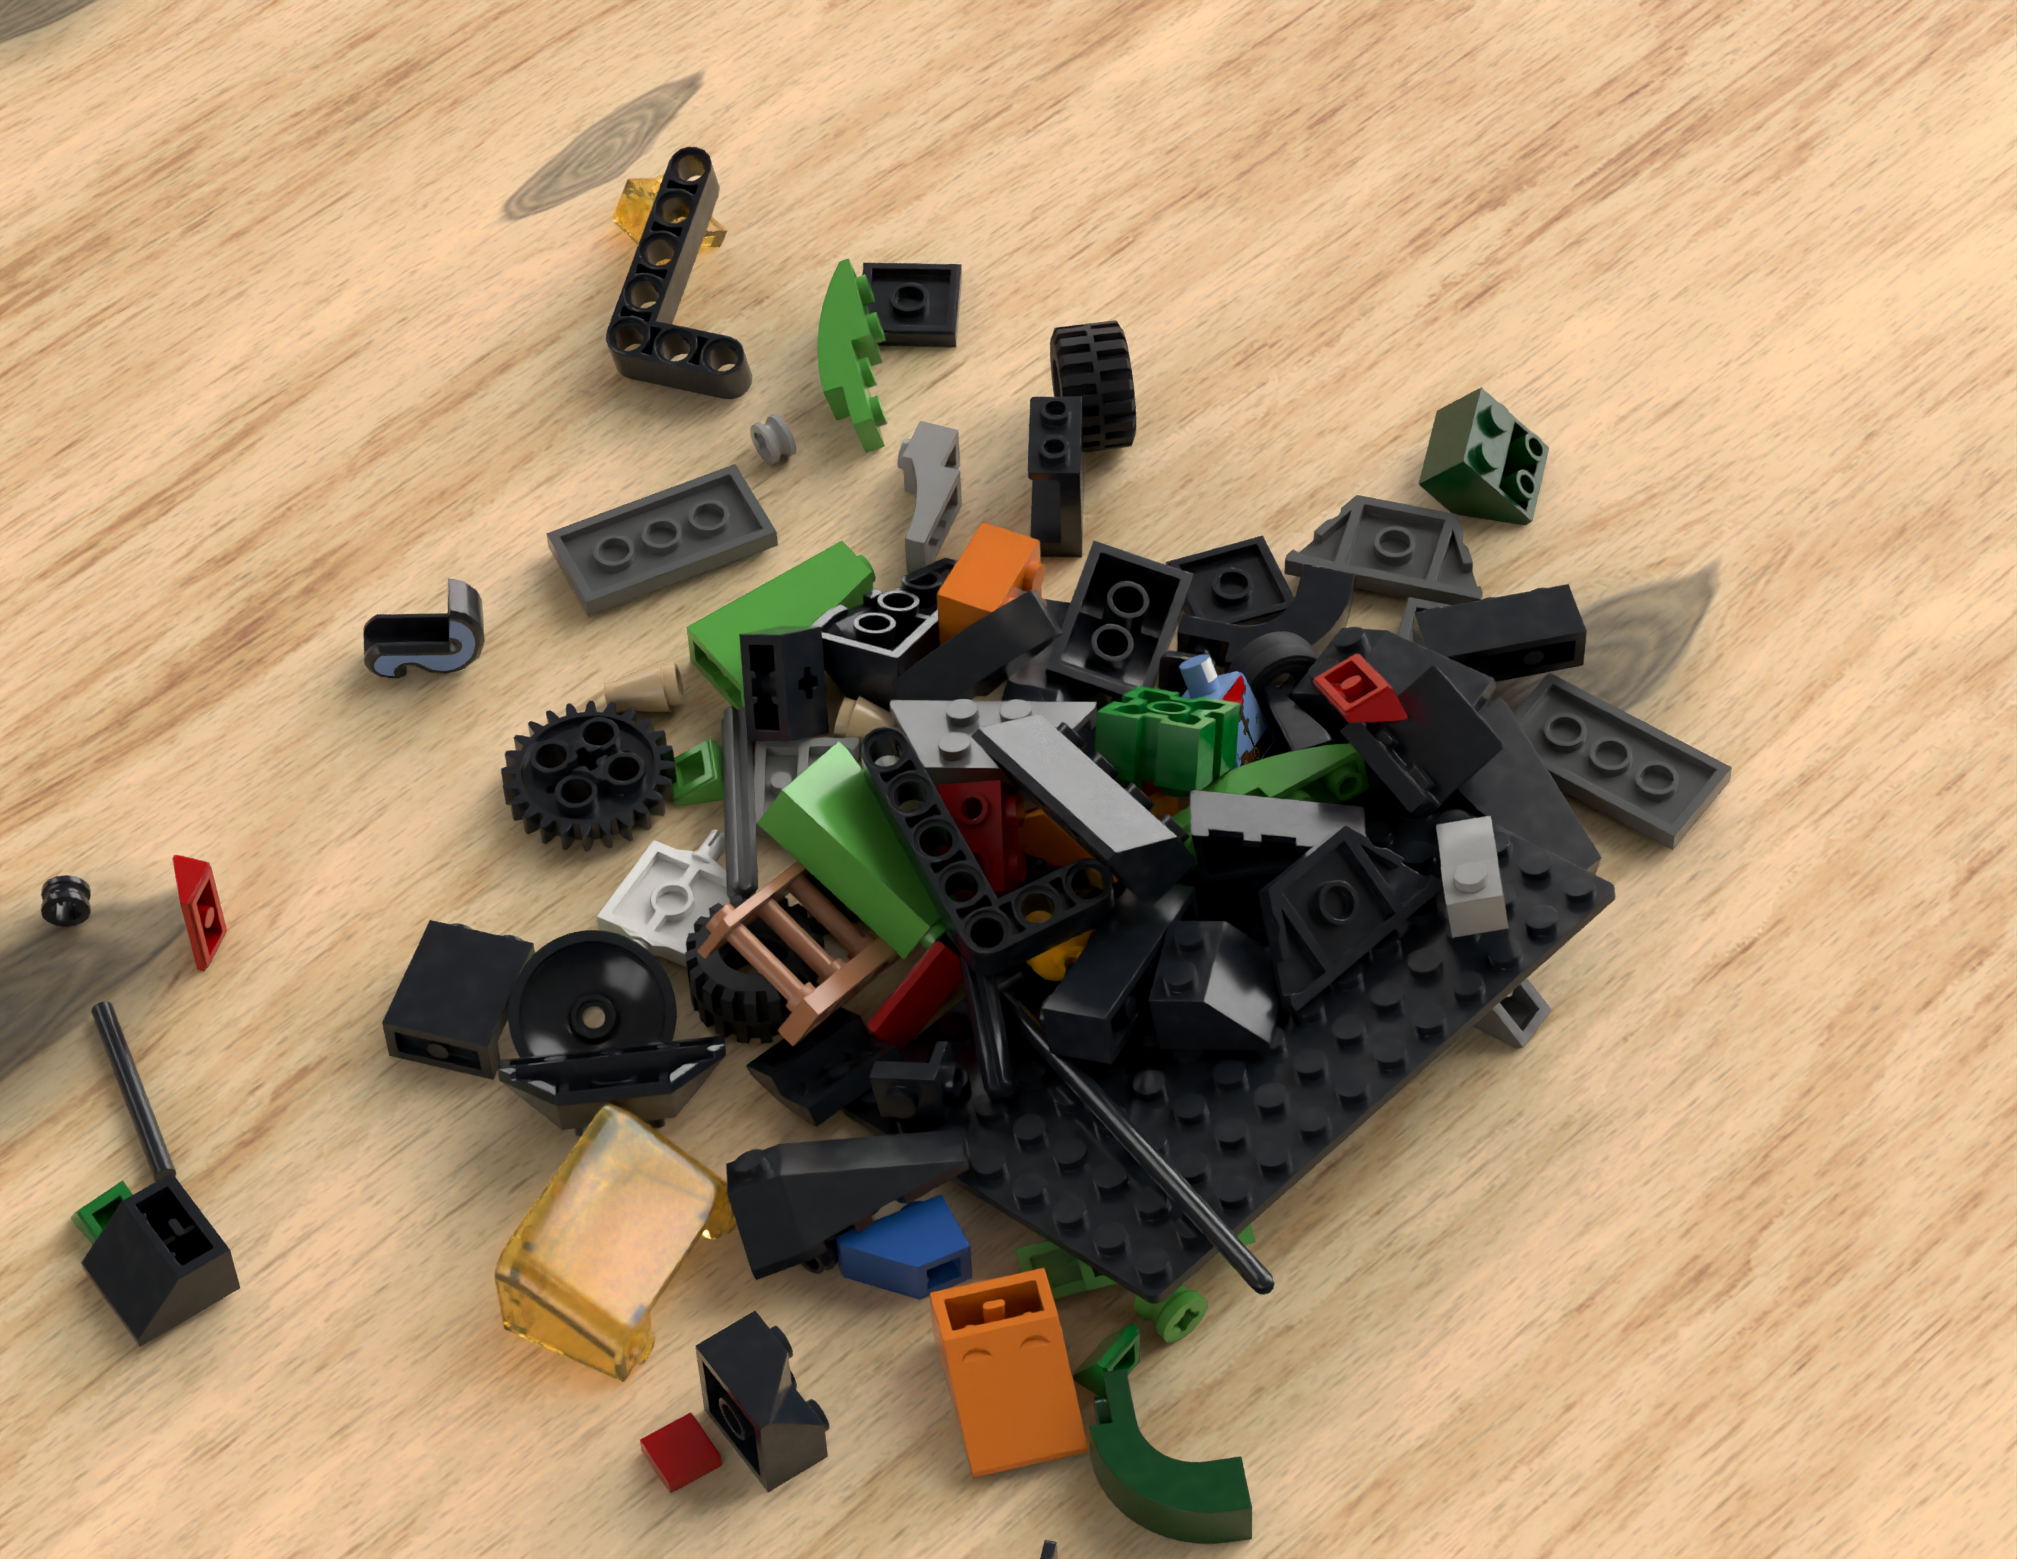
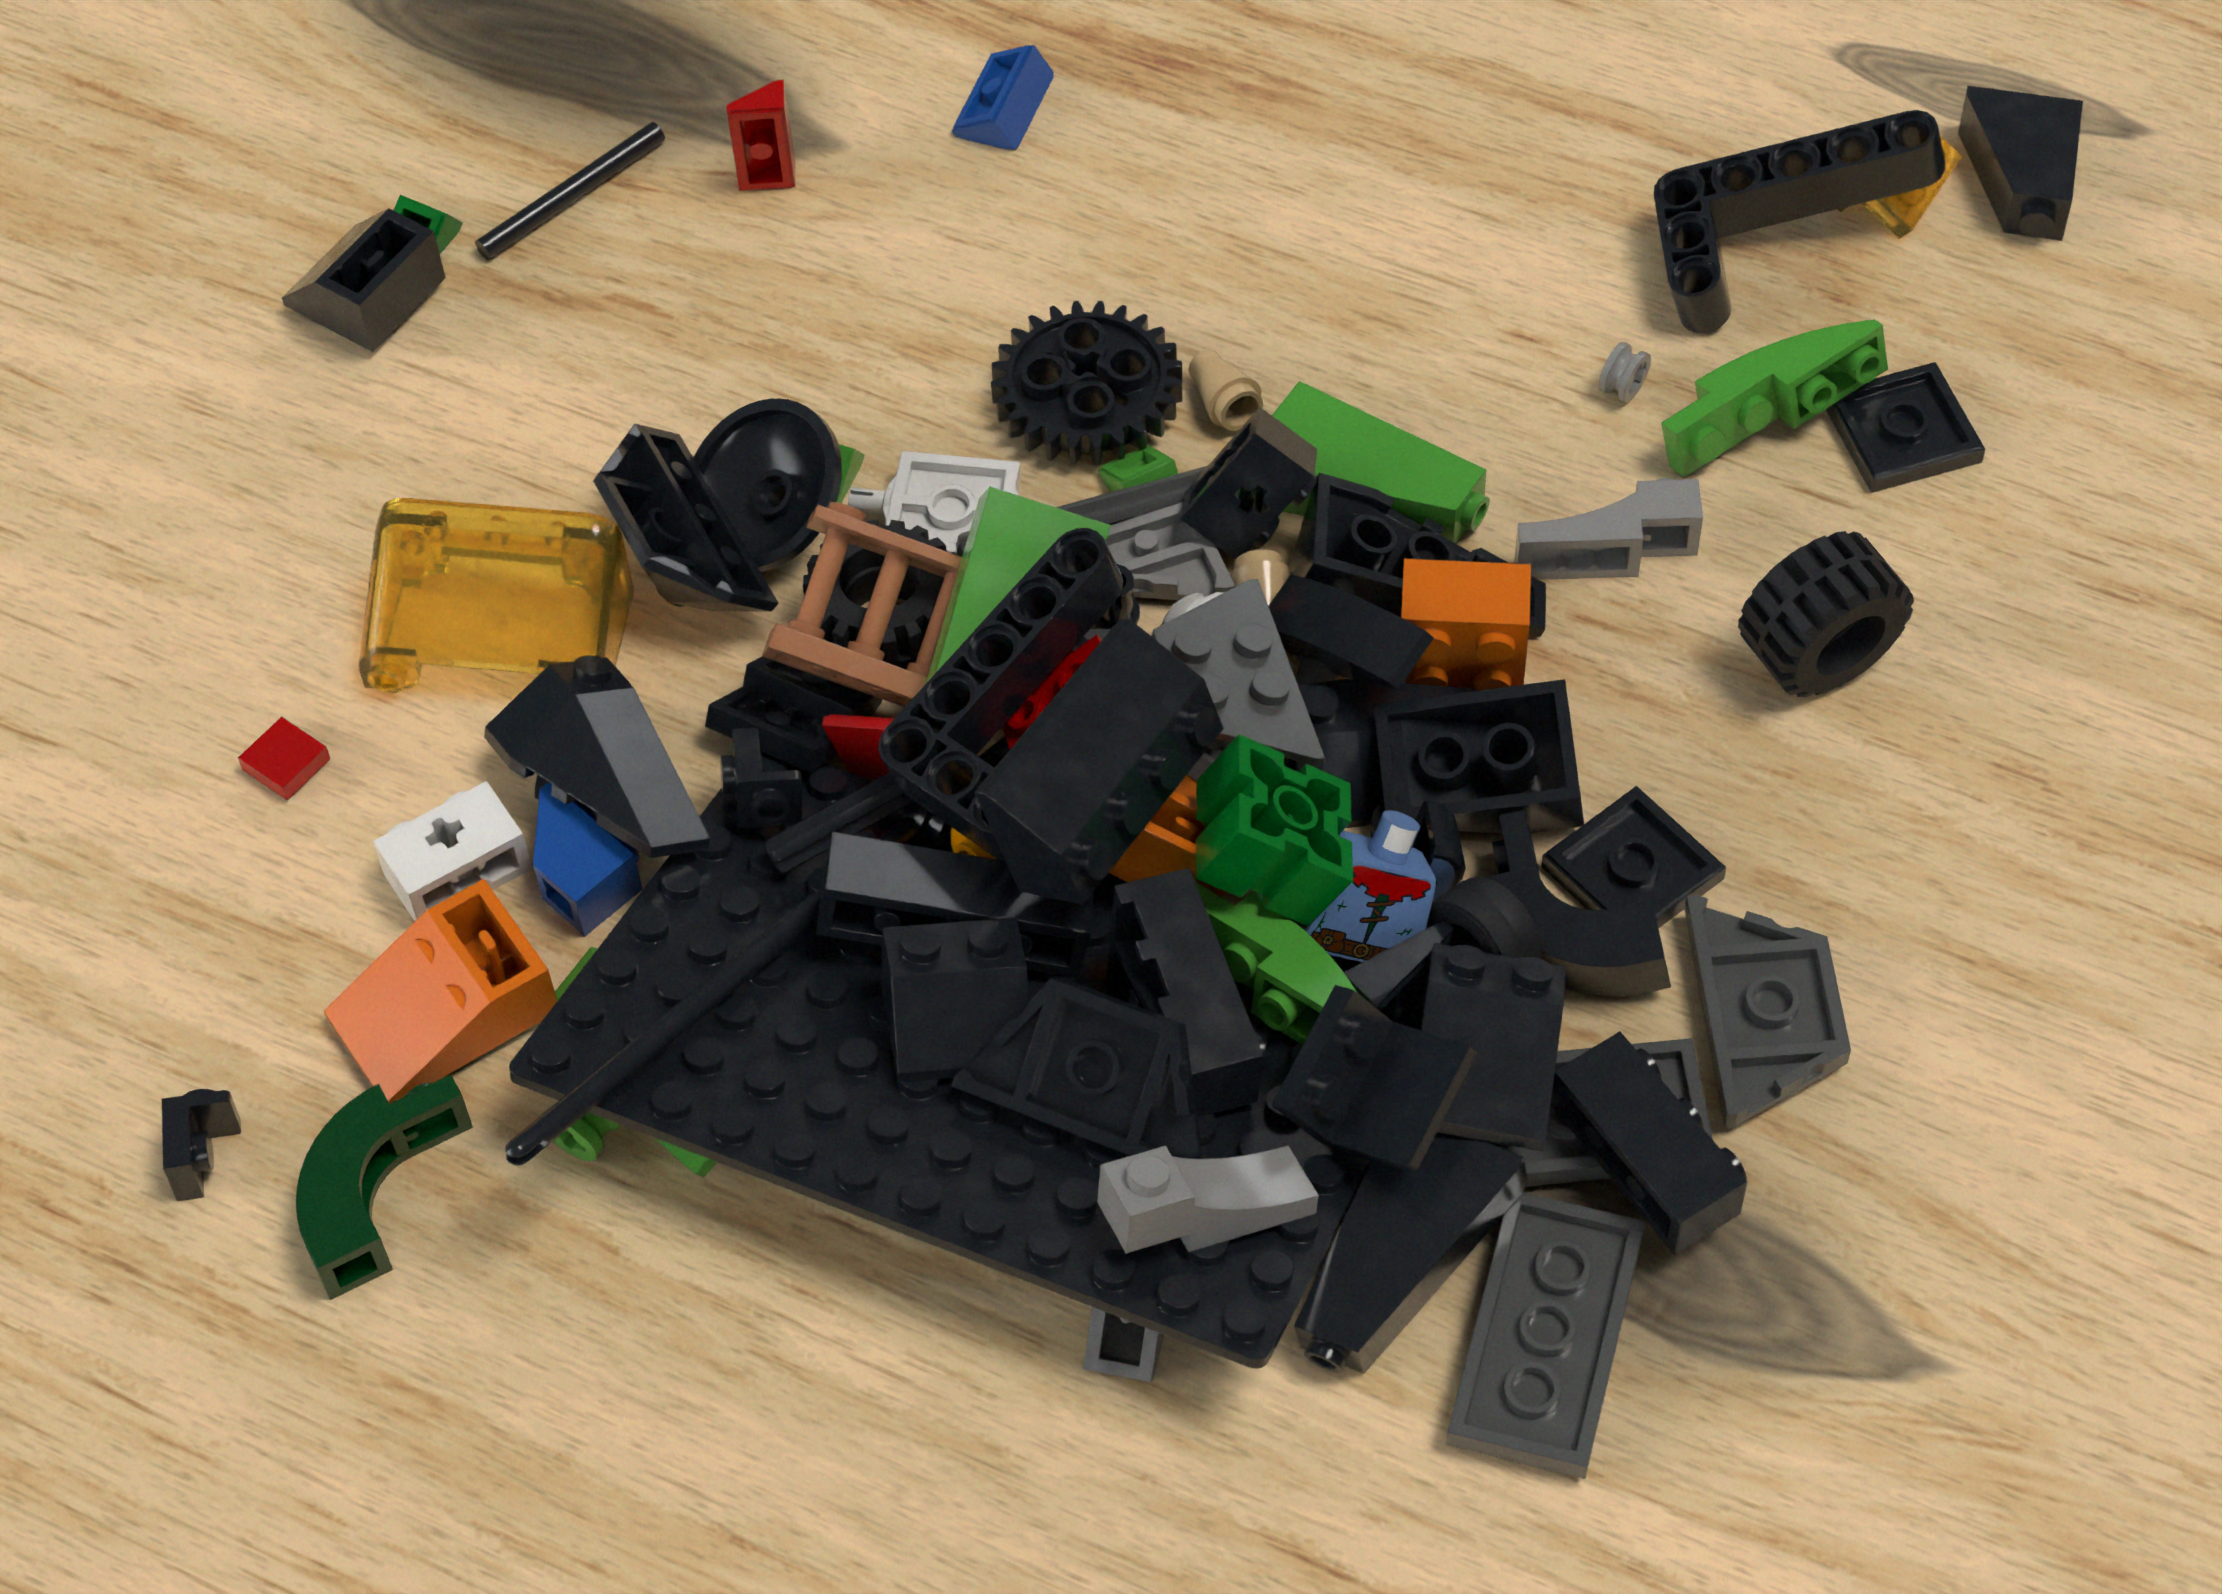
camera: 70 degrees right, 5 degrees up
(65, 901) = (763, 53): black bush -> none
(219, 752) = (1005, 98): none -> blue slope
(427, 640) = (1206, 192): black animal -> none
(455, 999) = (759, 361): black panel -> none
(661, 539) = (1437, 331): dark grey plate -> none
(736, 140) = (2023, 156): none -> black slope
(756, 1401) = (326, 788): black slope -> none
(858, 1338) = (452, 849): none -> white brick
(1057, 475) = (1675, 624): black panel -> none
(1114, 1353) = (494, 1093): green slope -> none
(1359, 692) = (1402, 991): red slope -> none
(1484, 461) = (1956, 1057): dark green slope -> none

